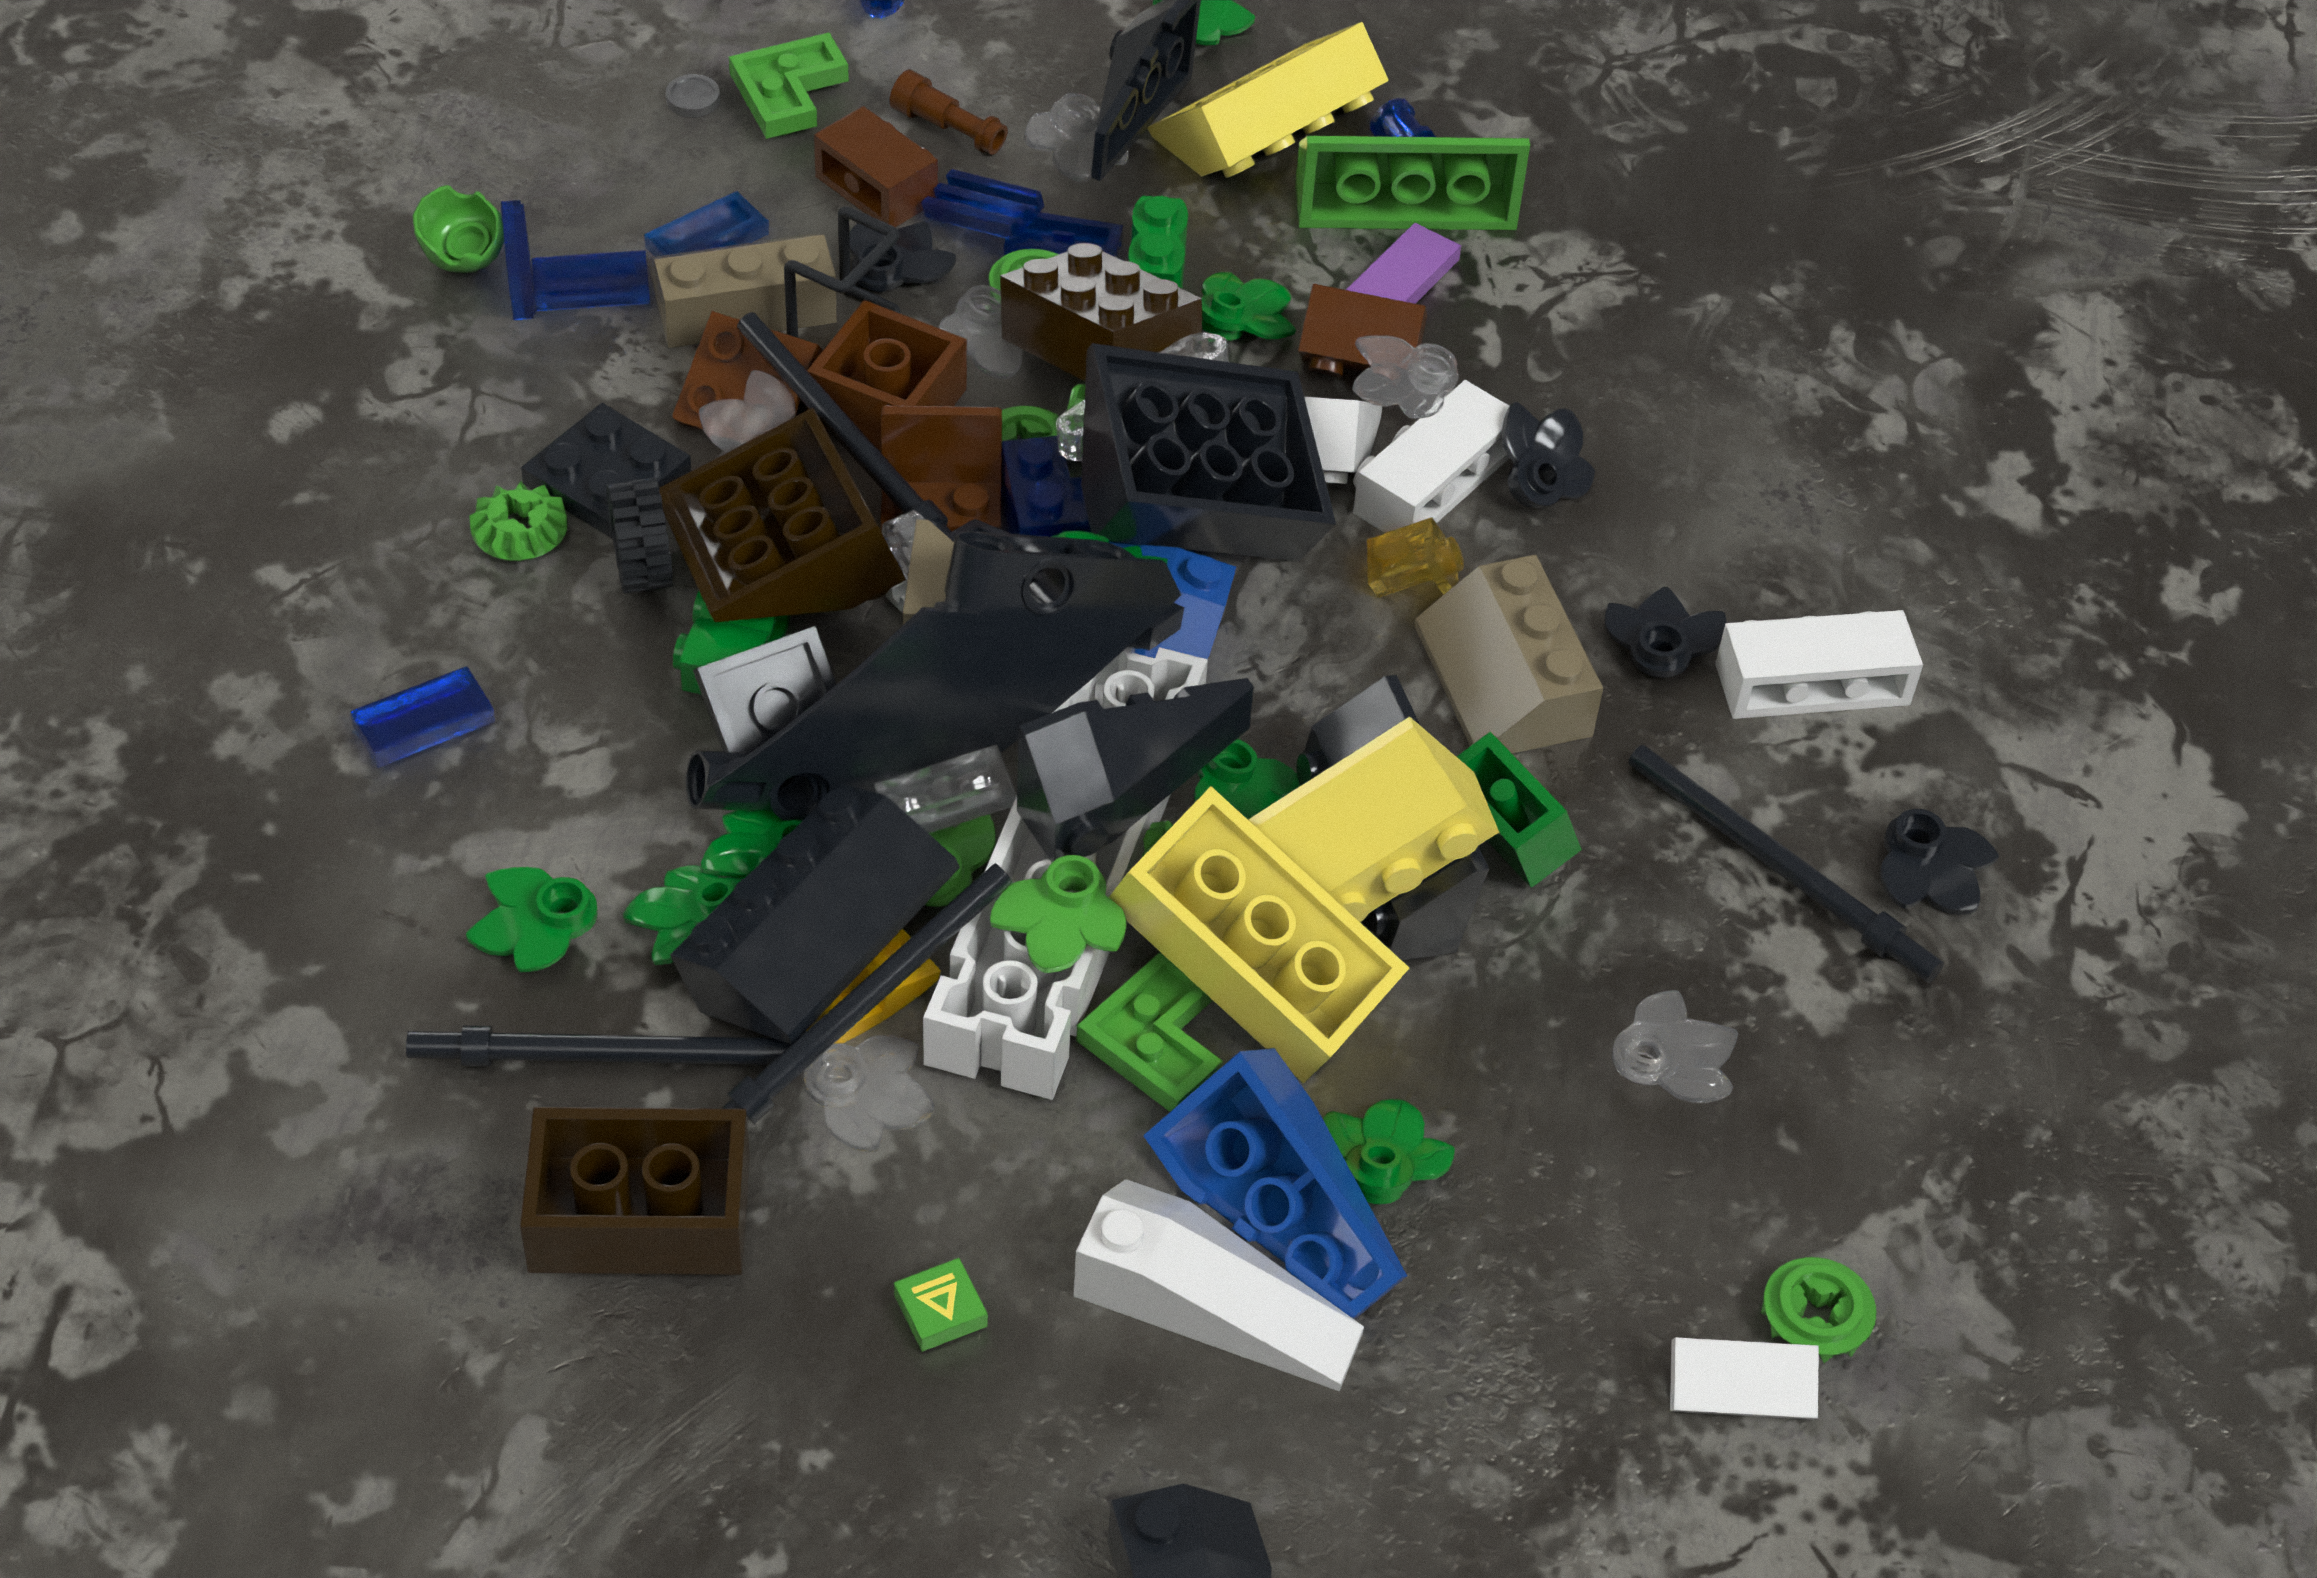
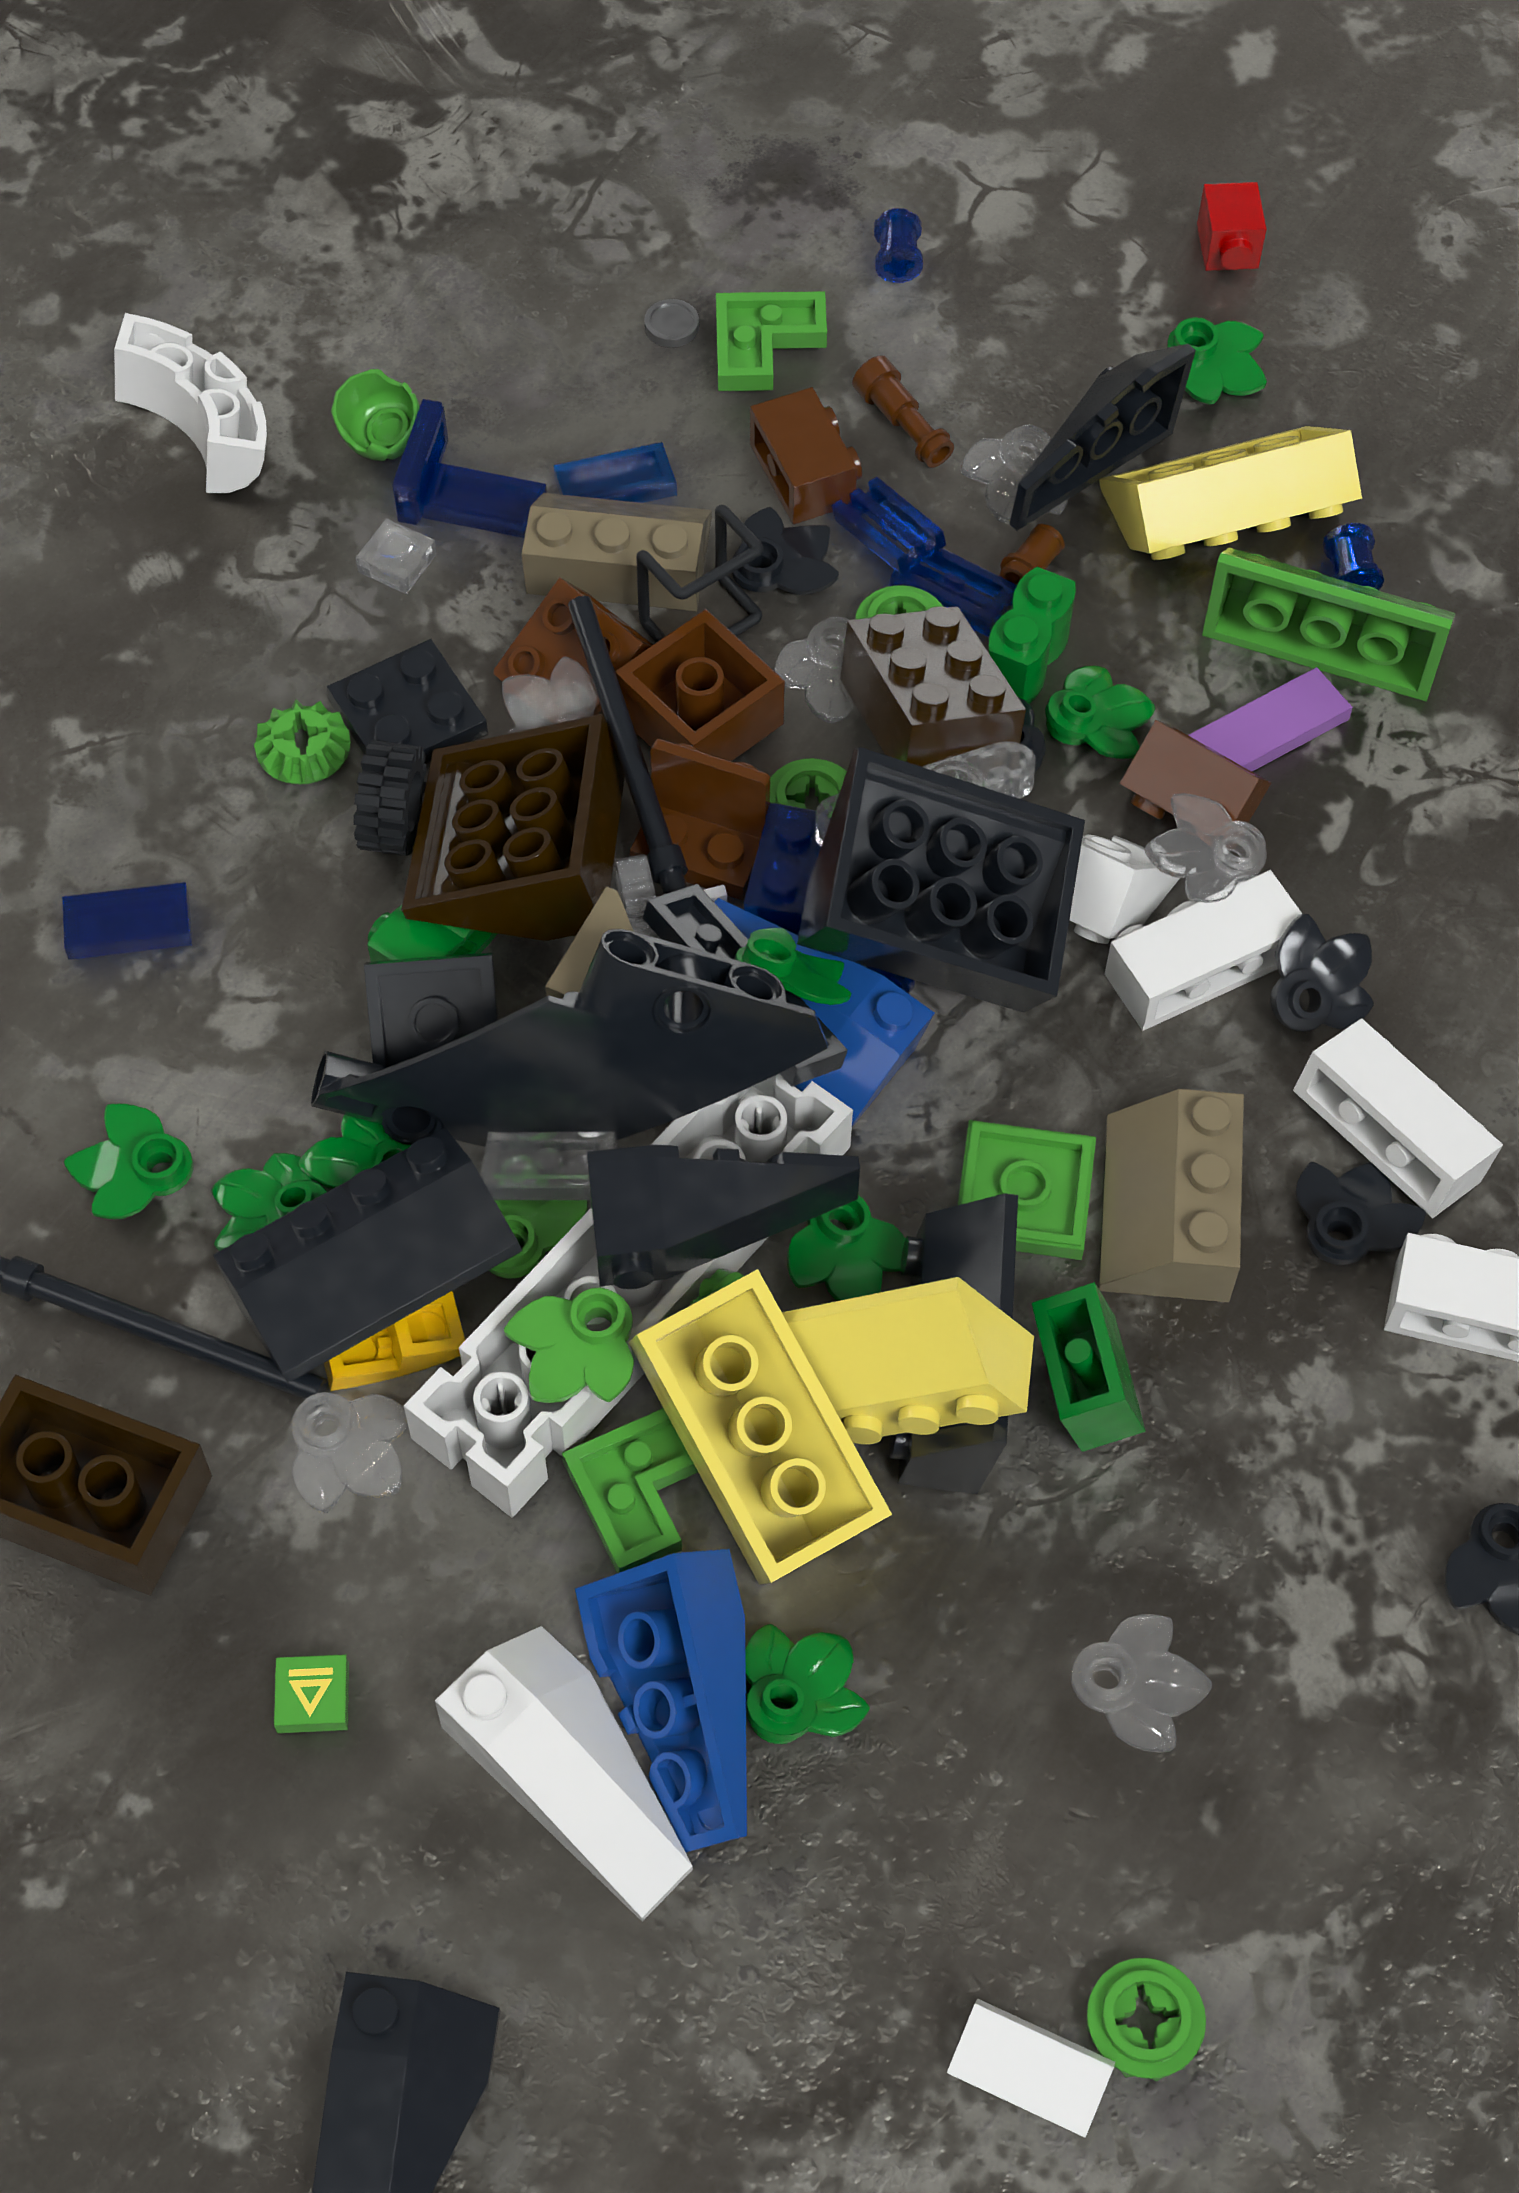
camera: 25 degrees right, 10 degrees up
(271, 258) = (198, 393): none -> white brick
(529, 346) = (396, 556): none -> clear plate
(757, 1093) = (237, 1420): black bar -> none
(1124, 193) = (1037, 551): none -> reddish brown pin
(1343, 673) = (1046, 1172): none -> bright green tile
(1413, 557) = (1133, 1049): clear yellow bracket -> none
(1665, 544) = (1397, 1117): none -> white brick
(1878, 931) = (1413, 1626): black bar -> none

